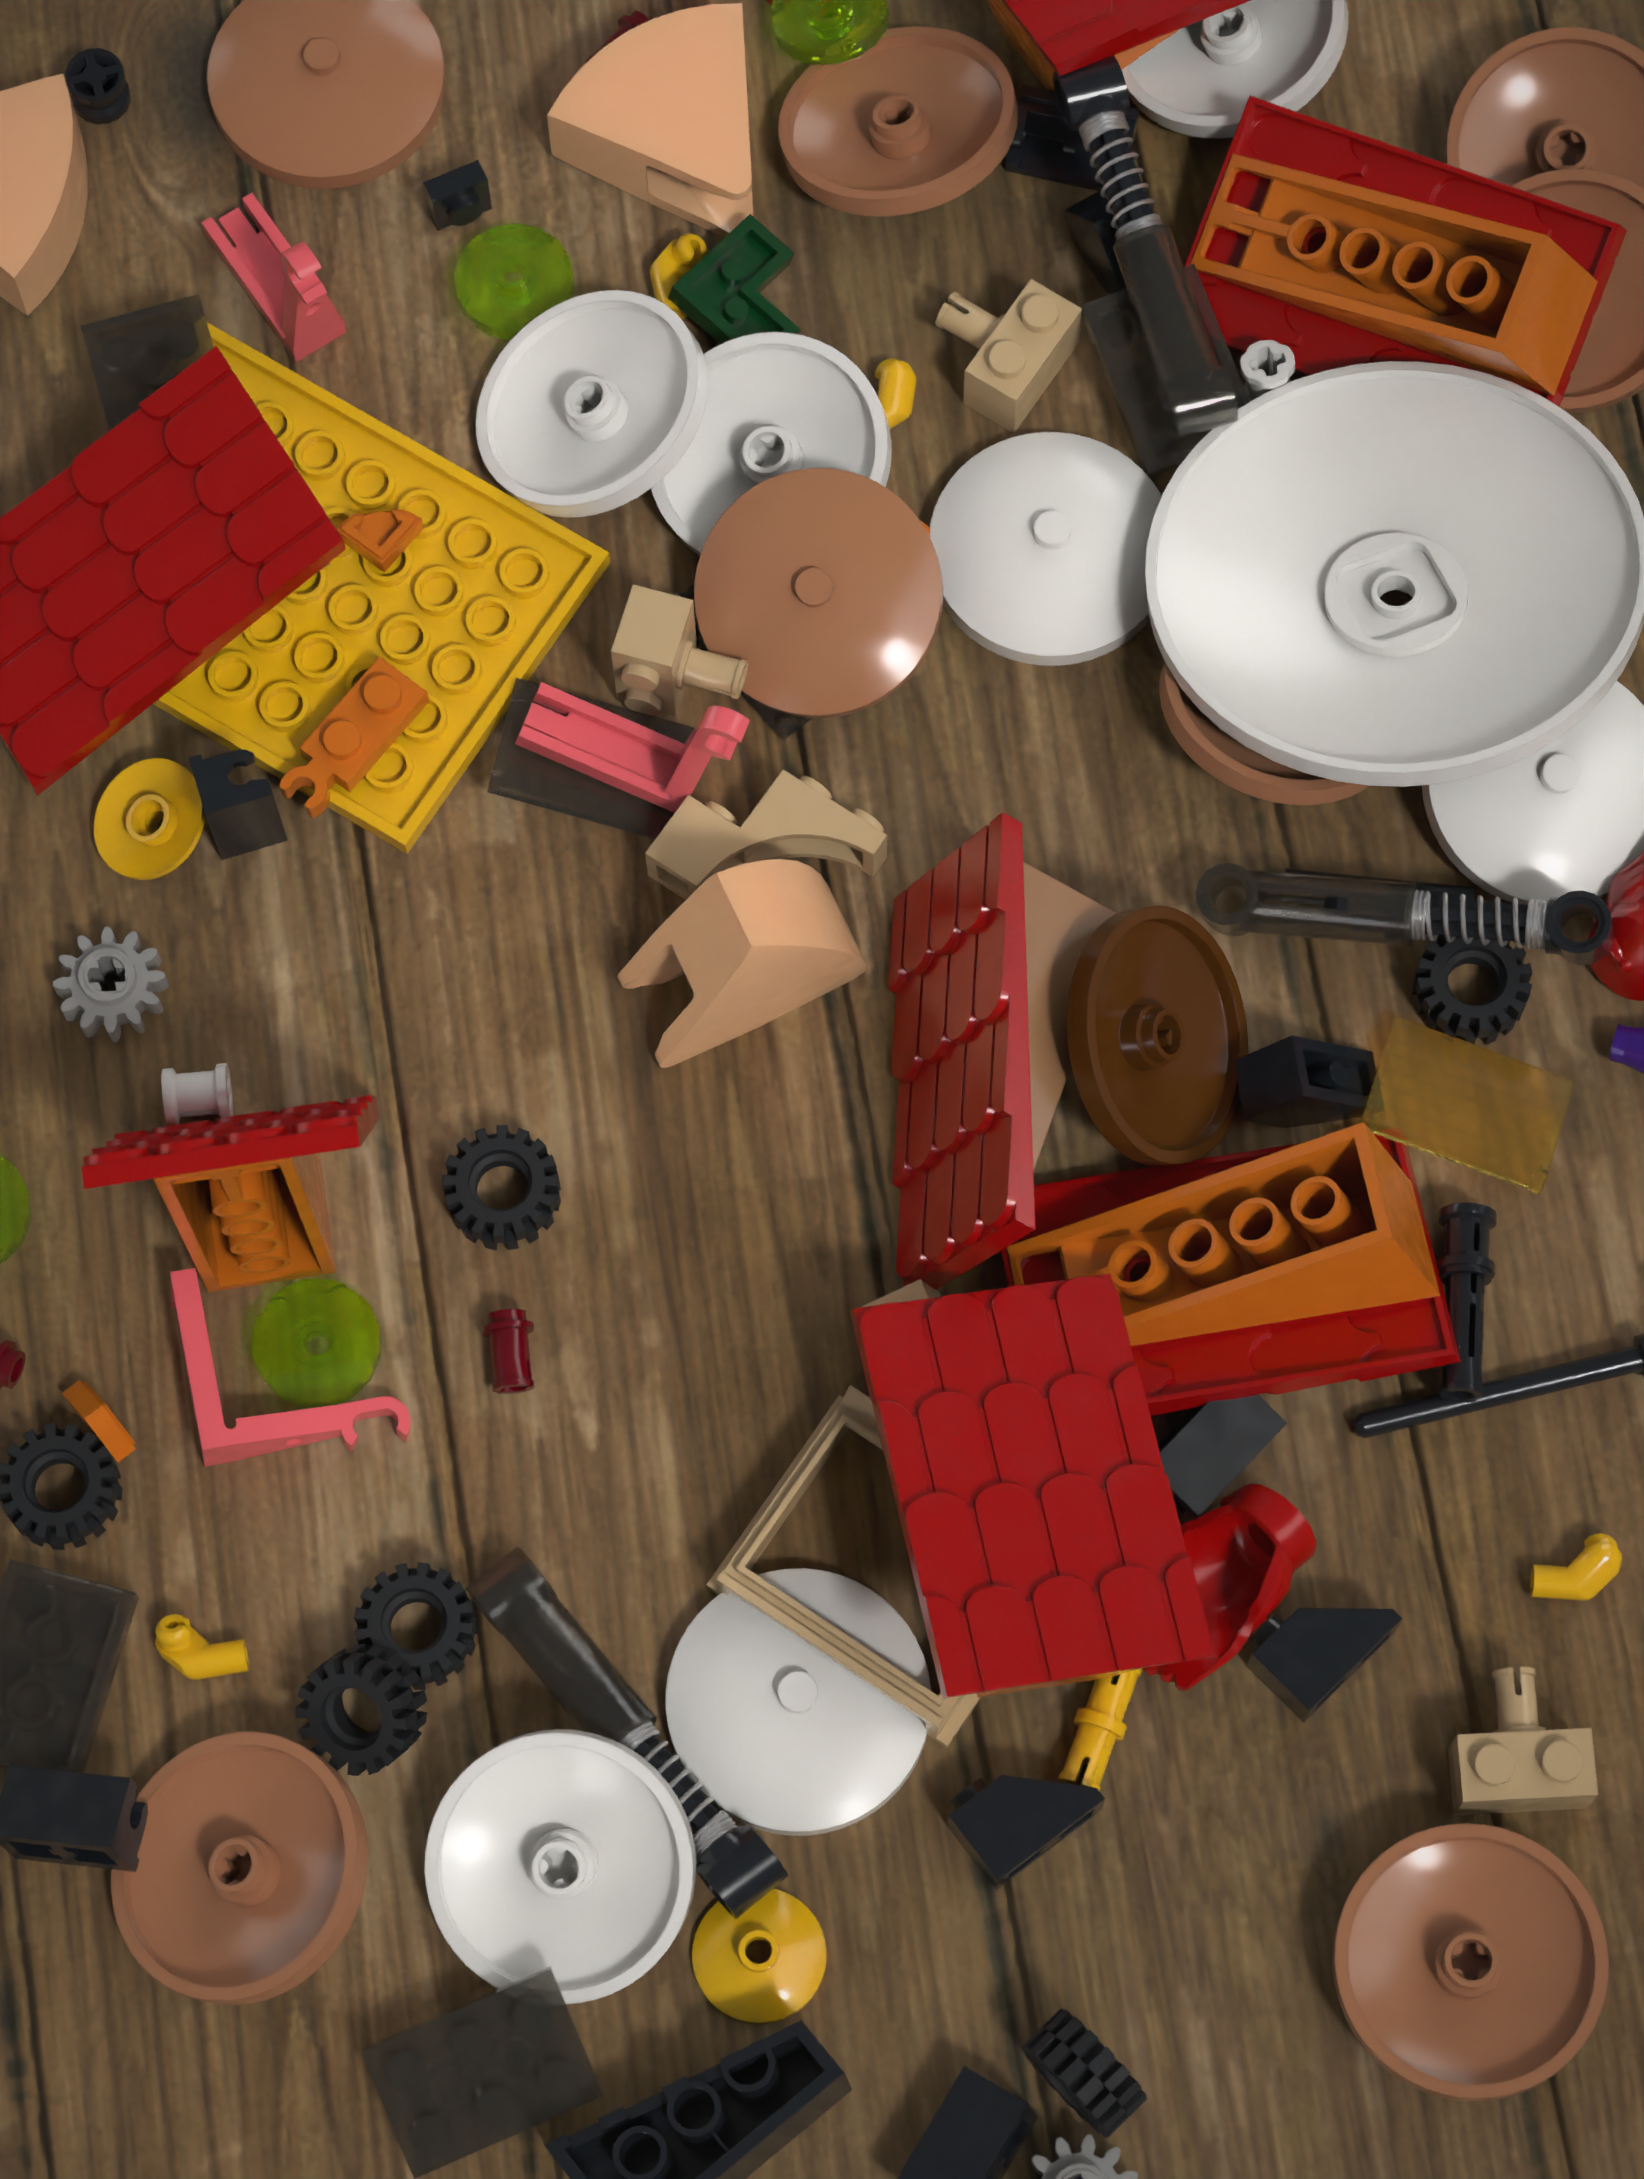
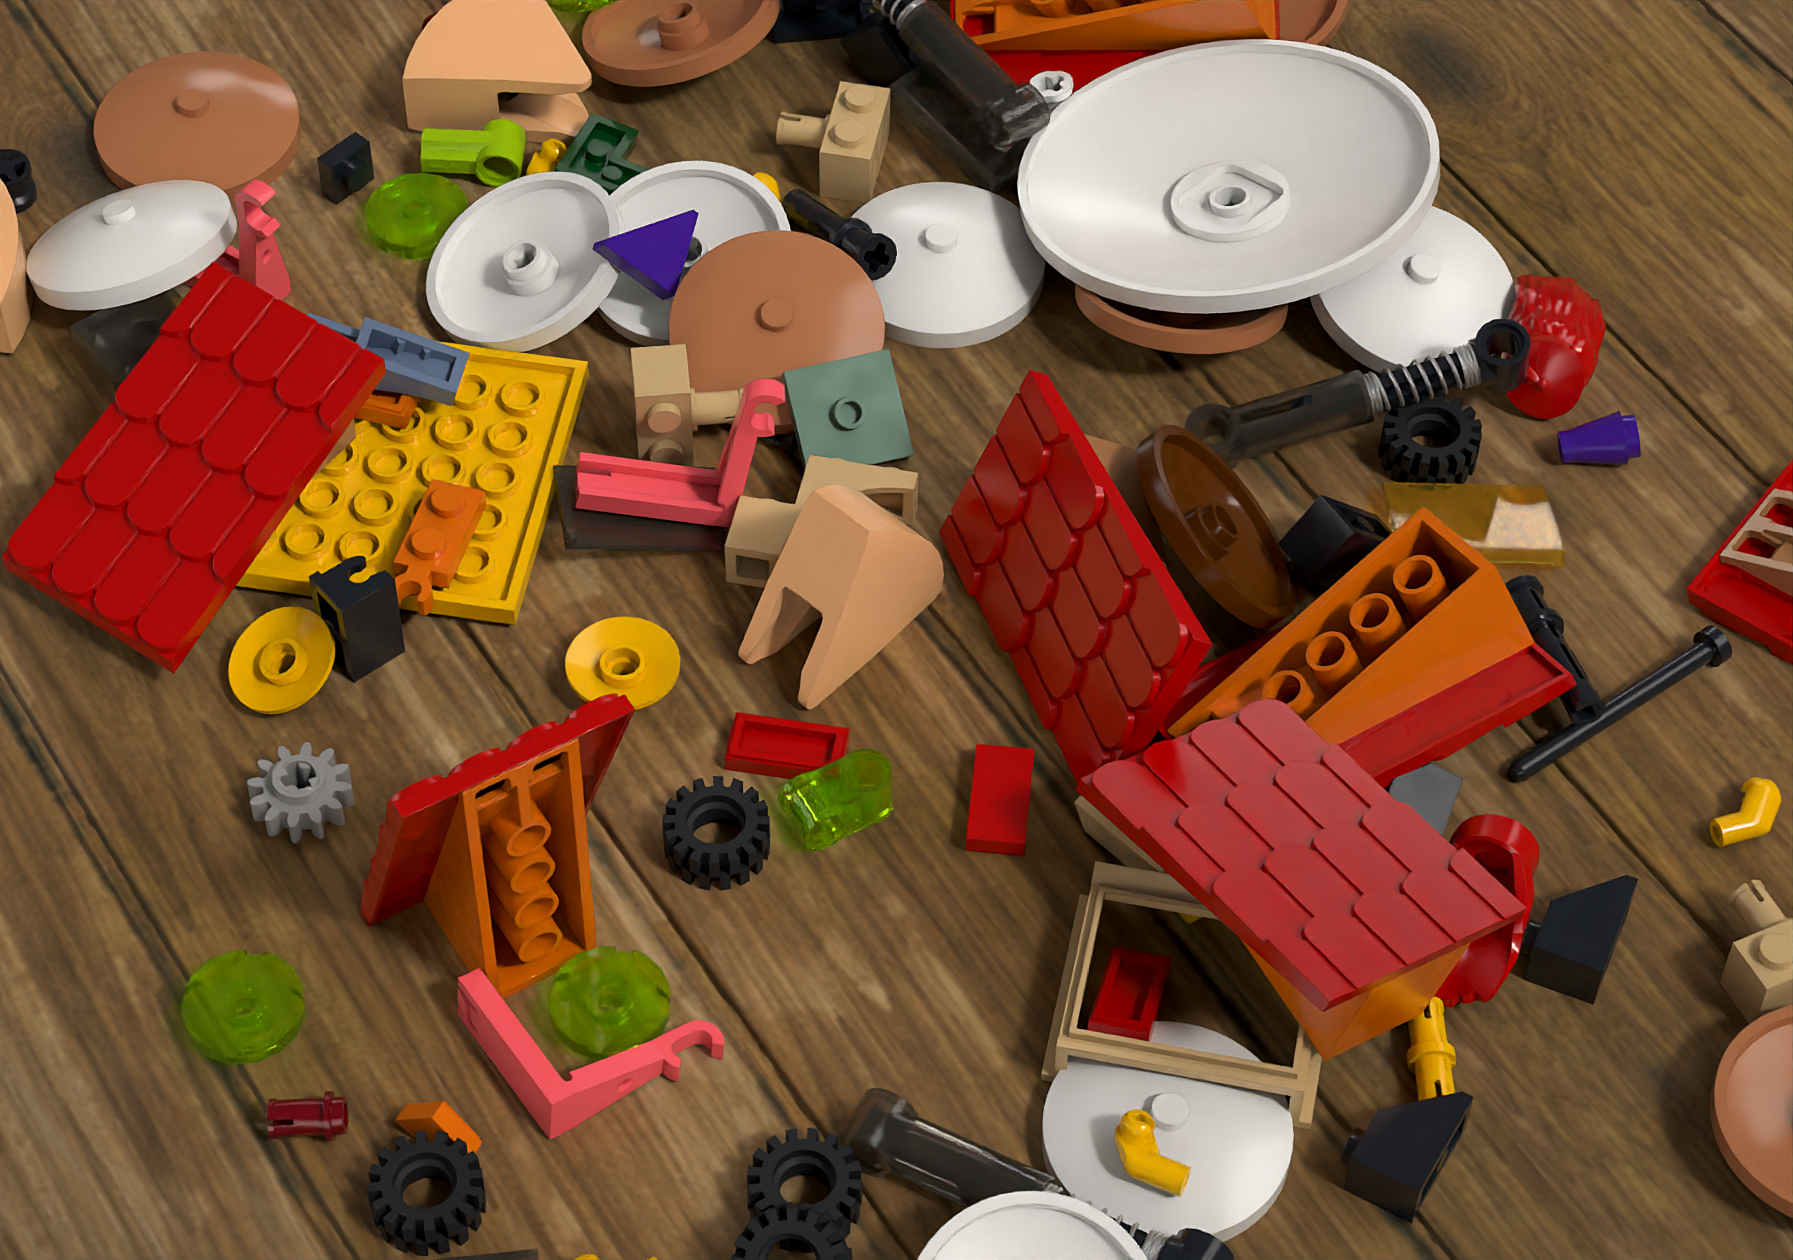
camera: 25 degrees left, 20 degrees down
(186, 230) = (131, 245): none -> white dish
(379, 488) = (411, 361): none -> sand blue slope
(486, 923) = (623, 647): none -> yellow dish
(509, 1350) = (776, 941): dark red pin -> none
(619, 227) = (490, 154): none -> lime piece
(619, 1109) = (782, 746): none -> red tile
(634, 1197) = (837, 801): none -> clear neon green piece
(721, 451) = (653, 252): none -> dark purple tile
(745, 1734) = (1142, 1156): none -> yellow arm
(807, 1253) = (1000, 799): none -> red tile
(826, 1540) = (1130, 994): none -> red tile
(852, 724) = (848, 410): none -> sand green plate
(948, 497) = (872, 251): none -> black pin

